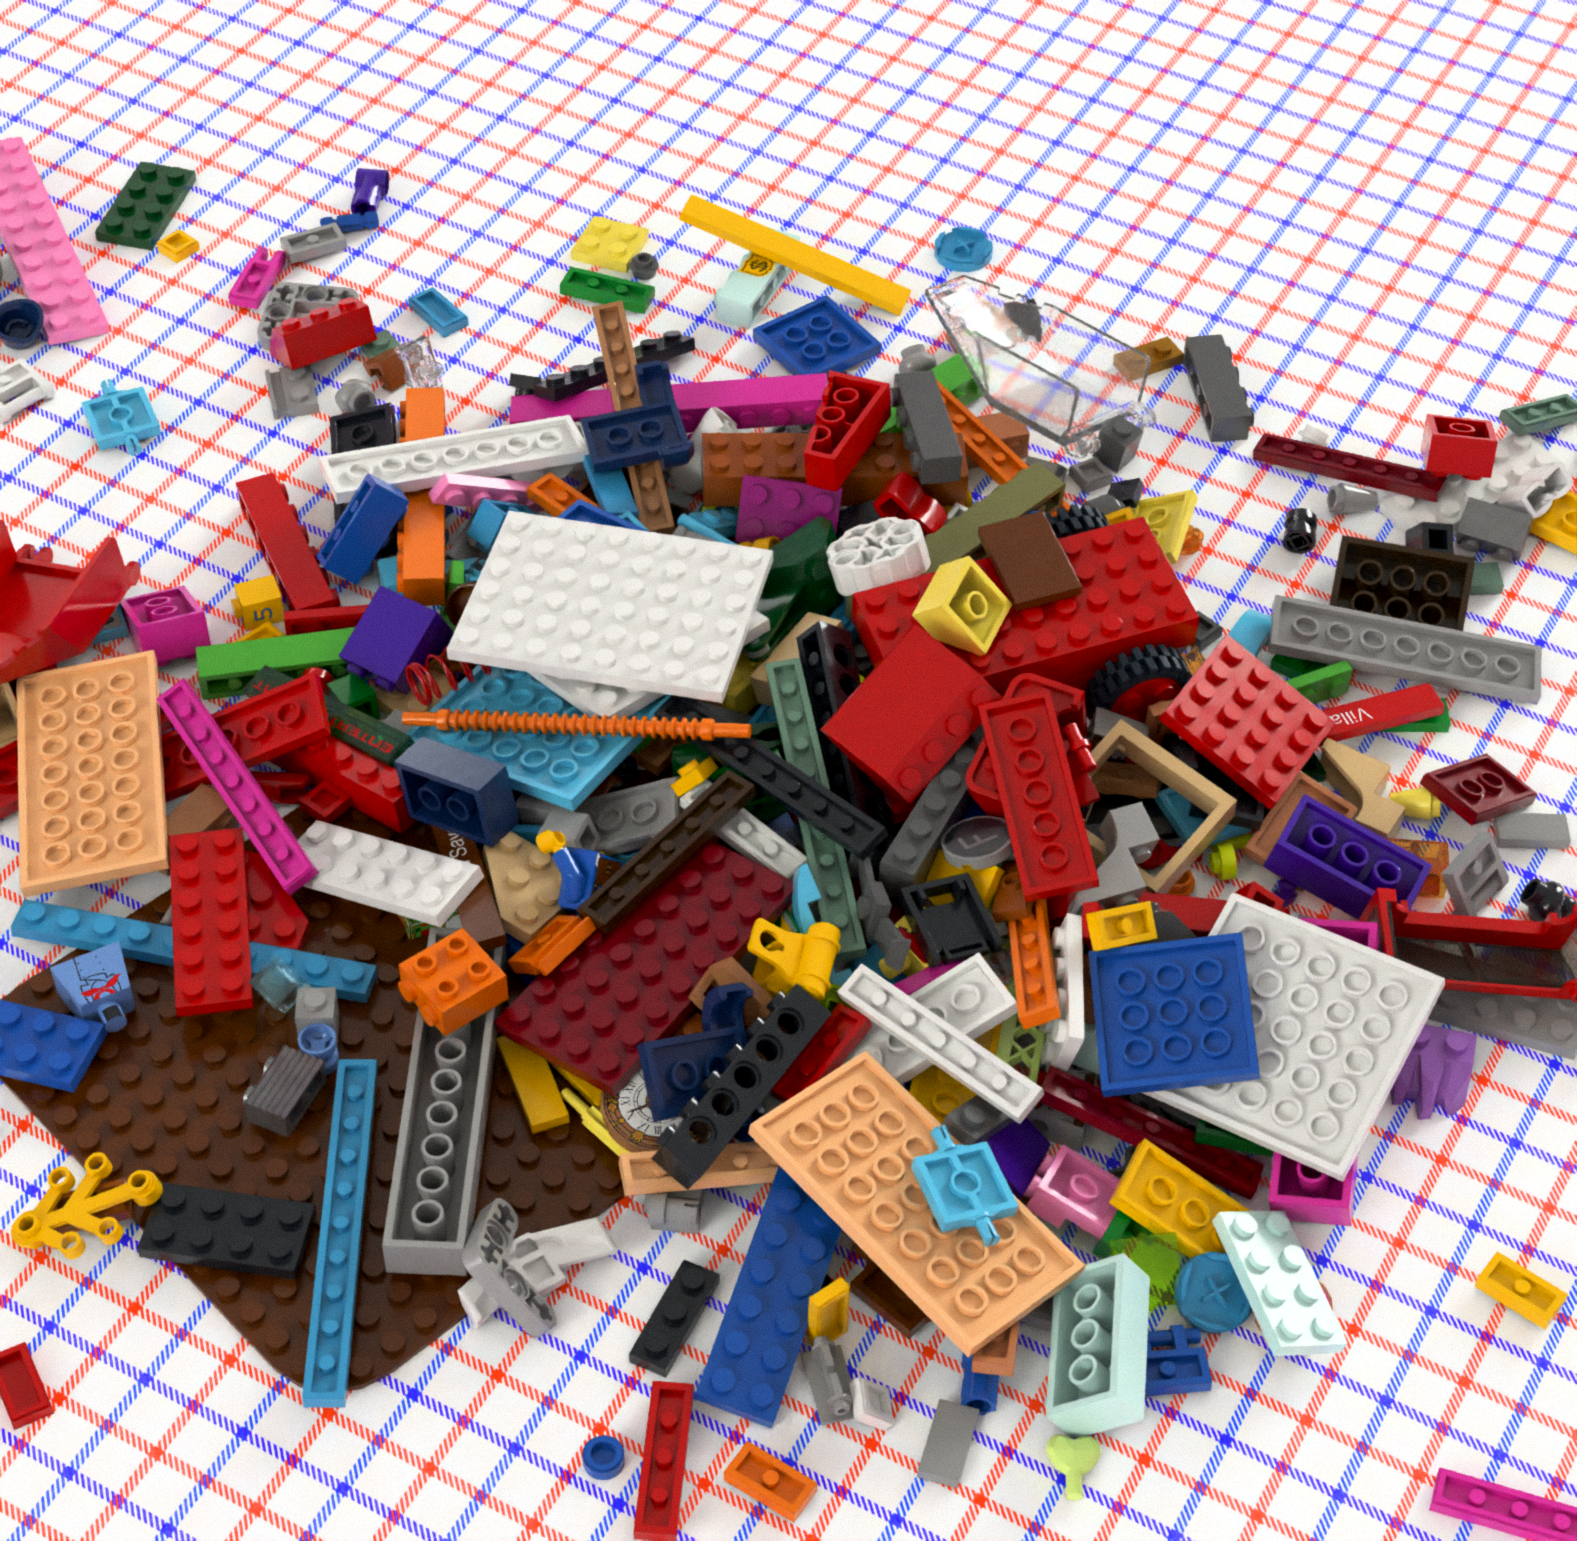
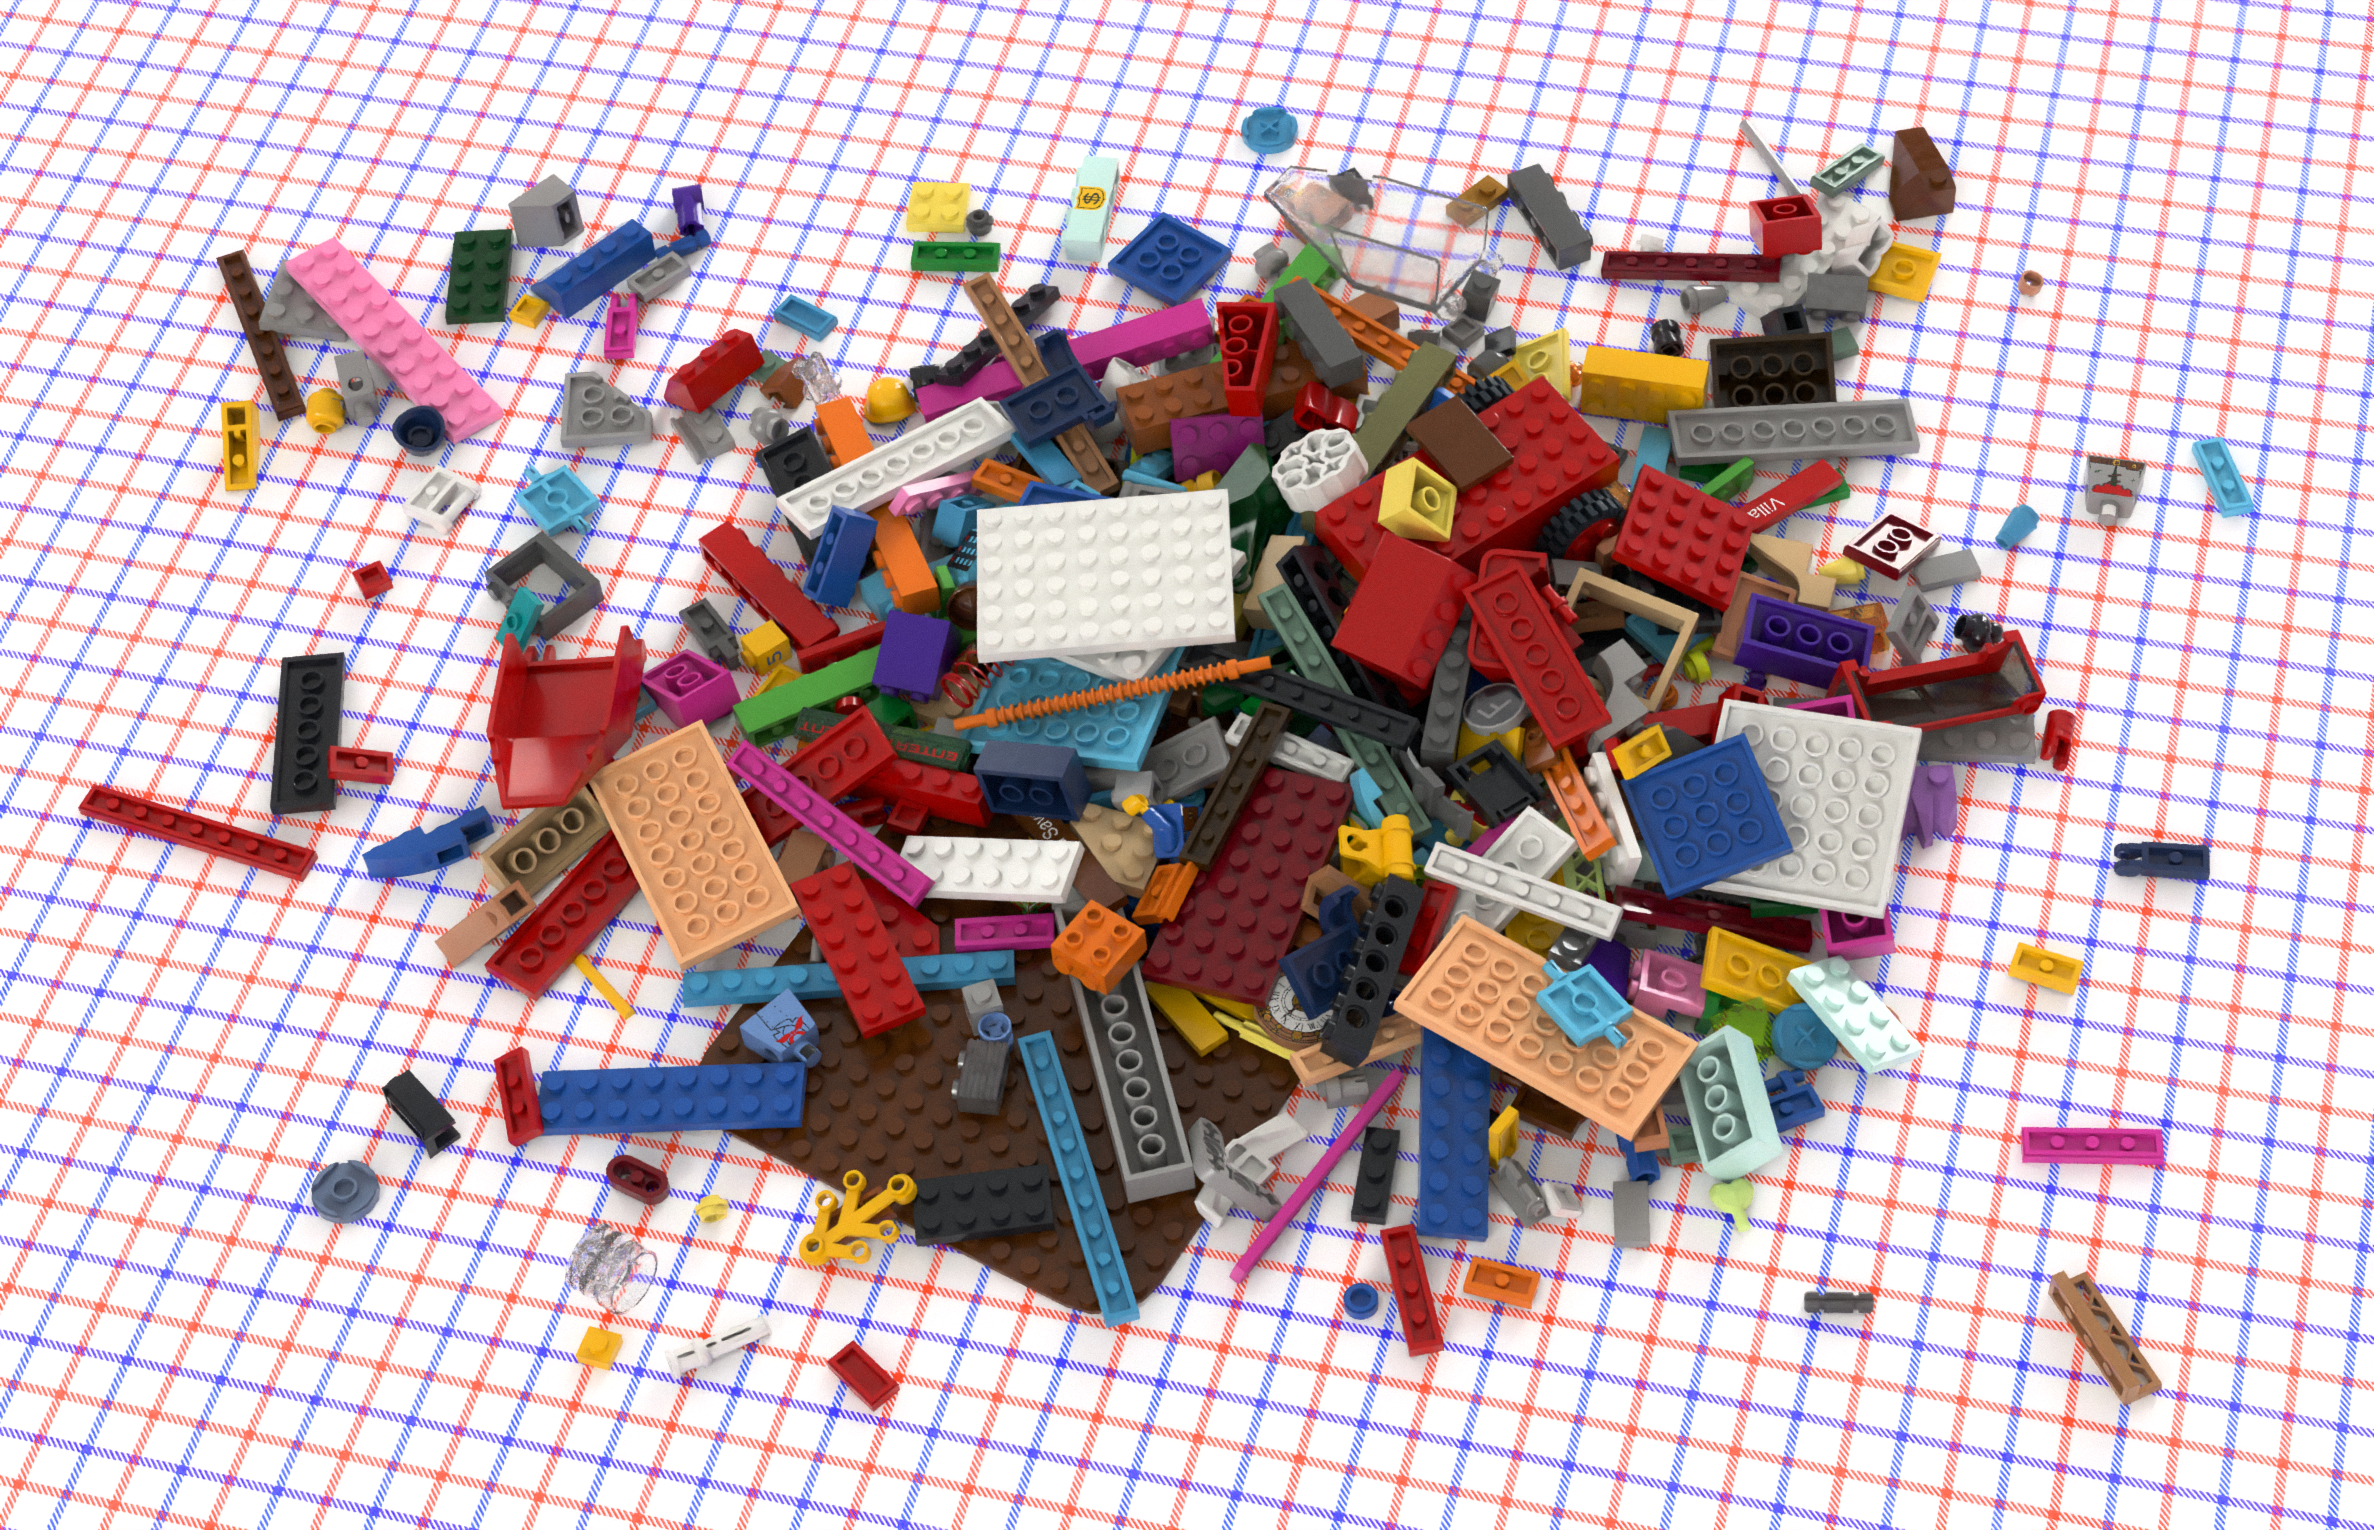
camera: 10 degrees left, 5 degrees up
(28, 514) = (521, 617): none -> teal plate
(60, 464) = (528, 557): none -> dark grey window
(199, 350) = (600, 414): none -> light grey plate
(213, 575) = (711, 632): none -> dark grey hinge
(228, 162) = (546, 214): none -> light grey slope
(256, 222) = (596, 268): none -> blue slope
(279, 983) = (942, 988): clear light blue brick -> none
(297, 301) = (670, 341): light grey beam -> none
(368, 943) = (1004, 933): none -> dark pink plate
(484, 403) = (888, 401): none -> yellow helmet
(604, 1301) = (1316, 1177): none -> dark pink tile
(693, 774) = (1229, 712): yellow plate -> none
(795, 255) = (1121, 179): yellow tile -> none
(1031, 1379) = (1683, 1146): none -> sand green plate
(1256, 563) = (1641, 384): none -> yellow brick
(1463, 383) = (1769, 157): none -> light grey bar

